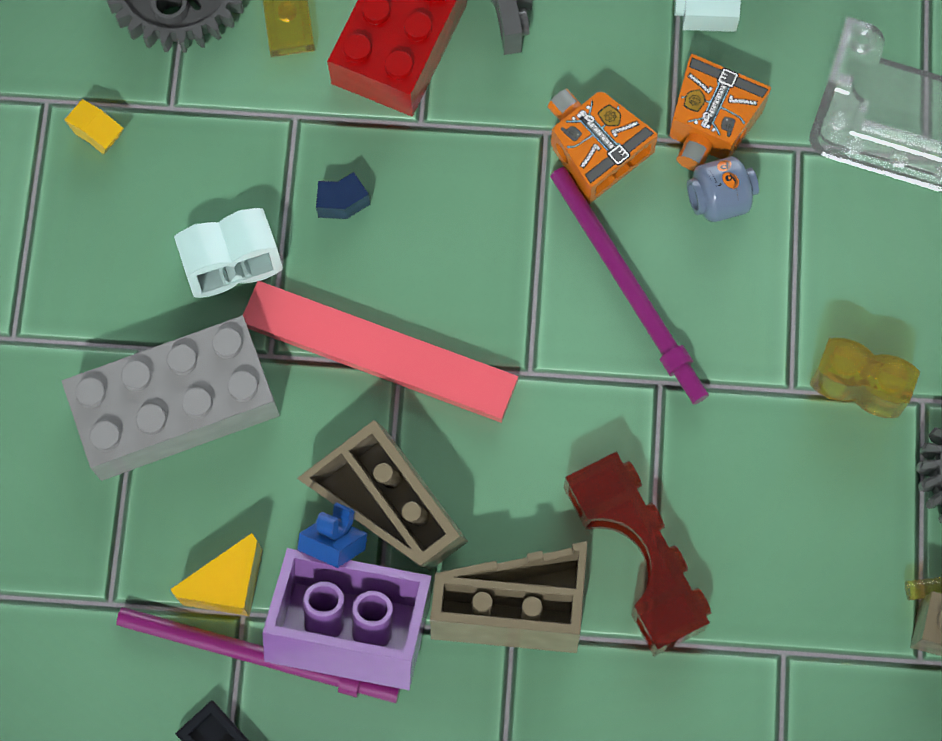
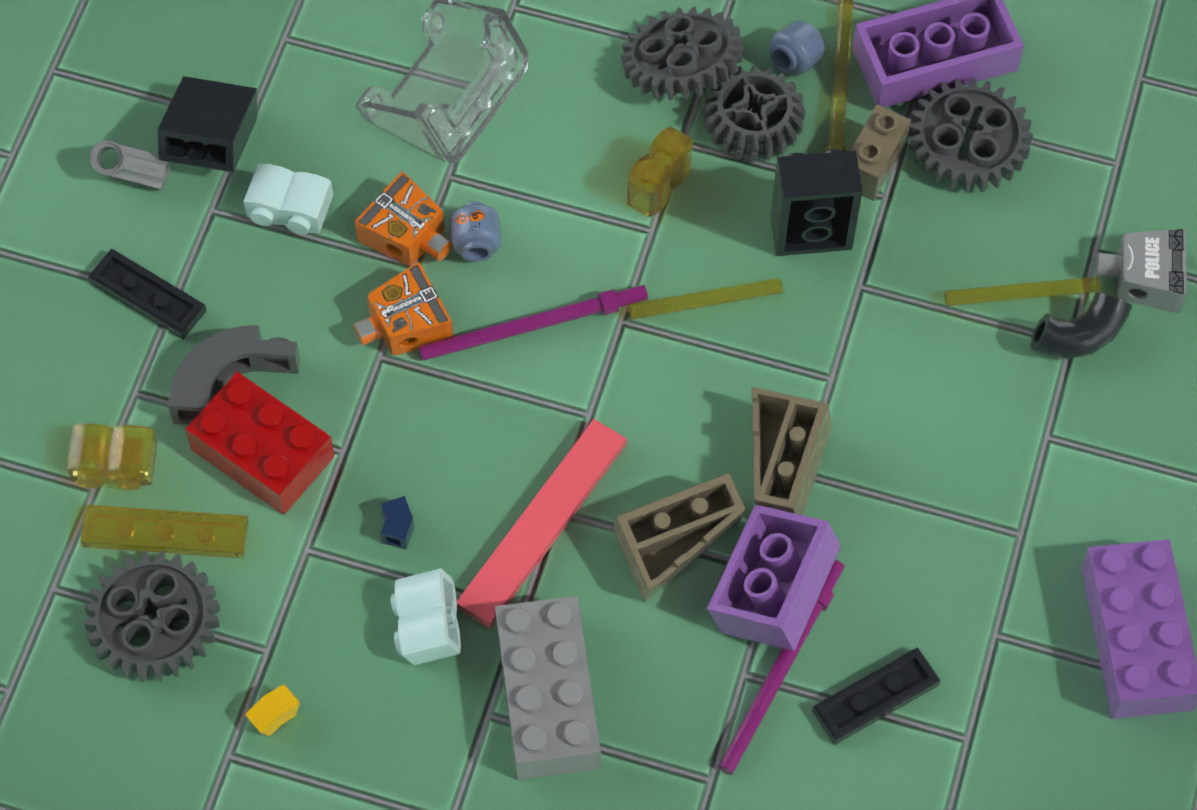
camera: 80 degrees left, 10 degrees down
(226, 581) = (717, 673): yellow slope -> none
(333, 537) = (706, 572): blue tile -> none
(609, 499) = (808, 351): clear red arch -> none
(713, 471) = (704, 298): none -> clear yellow bar
(857, 563) = (815, 202): none -> black brick

